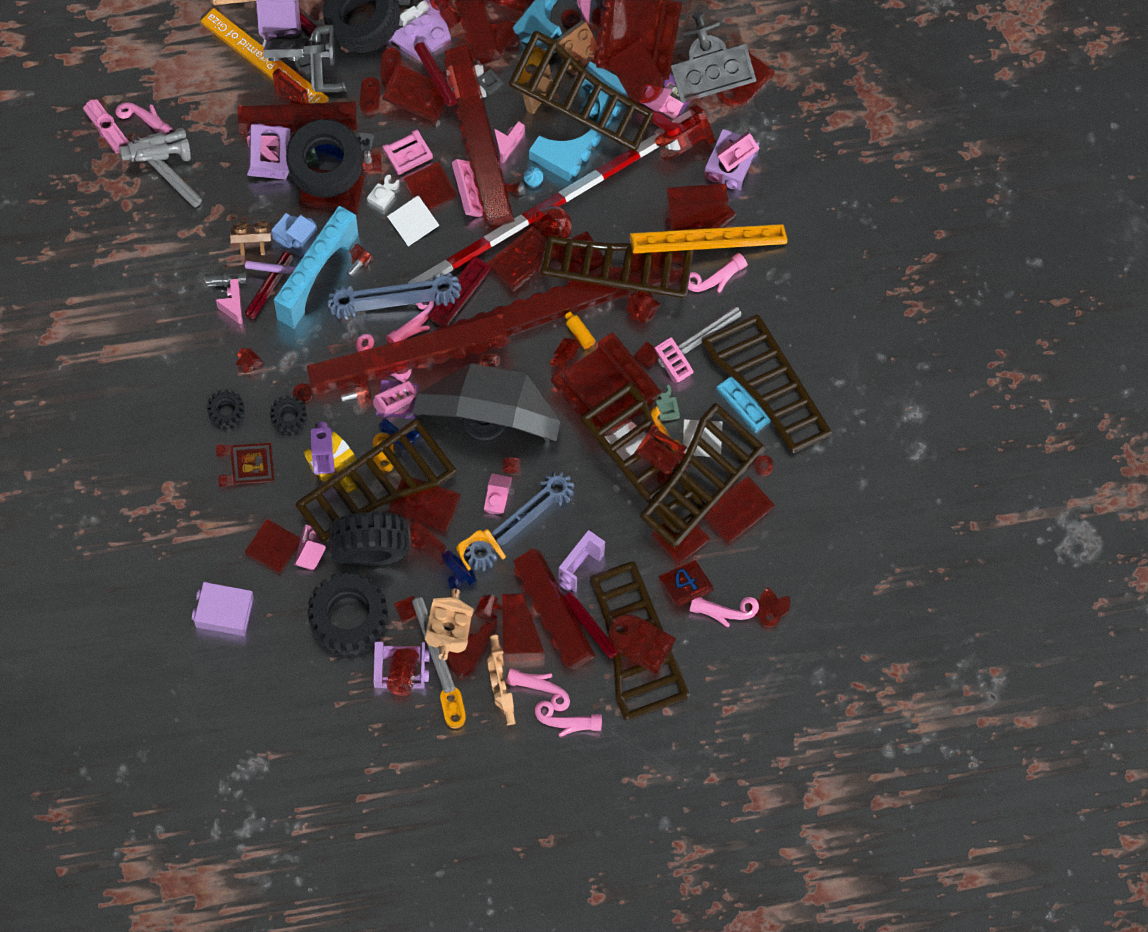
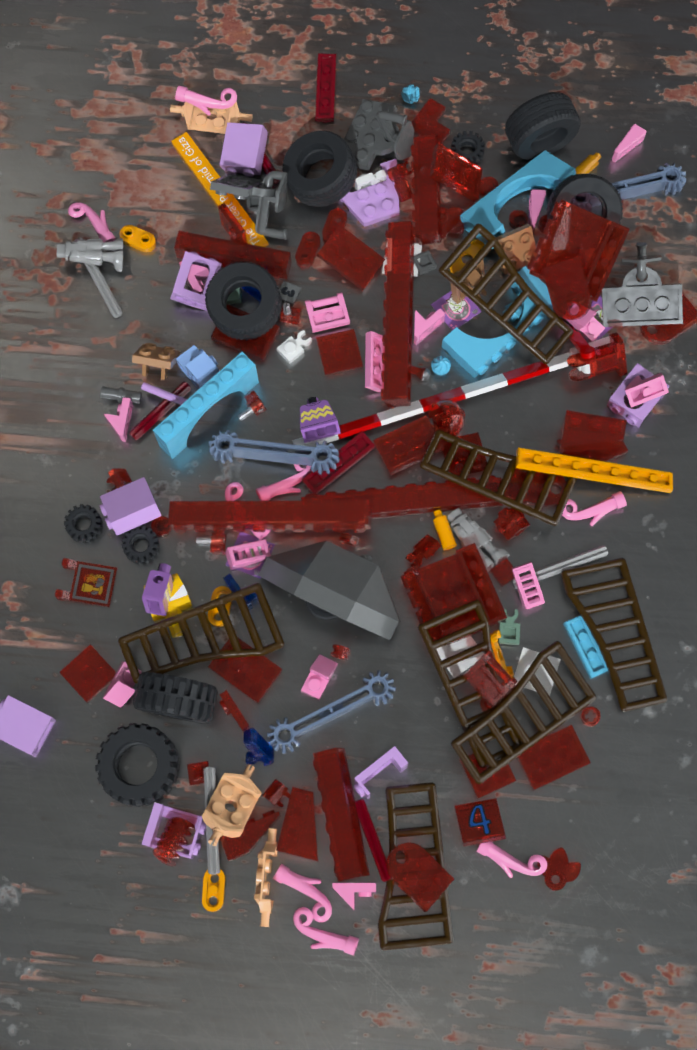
camera: 20 degrees right, 5 degrees up
(100, 118) = (52, 212): bright pink piece -> none
(194, 124) = (136, 238): none -> light orange plate
(268, 380) = (129, 506): none -> lavender brick
(413, 220) = (314, 380): white sticker -> none
(429, 255) = (317, 420): none -> medium lavender torso
(435, 74) = (374, 244): dark red axle -> none
(480, 535) = (291, 721): light orange helmet -> none
(534, 124) = (455, 313): none -> sticker
(579, 674) = (347, 891): none -> bright pink slope
(603, 324) = (470, 532): none -> light grey piece

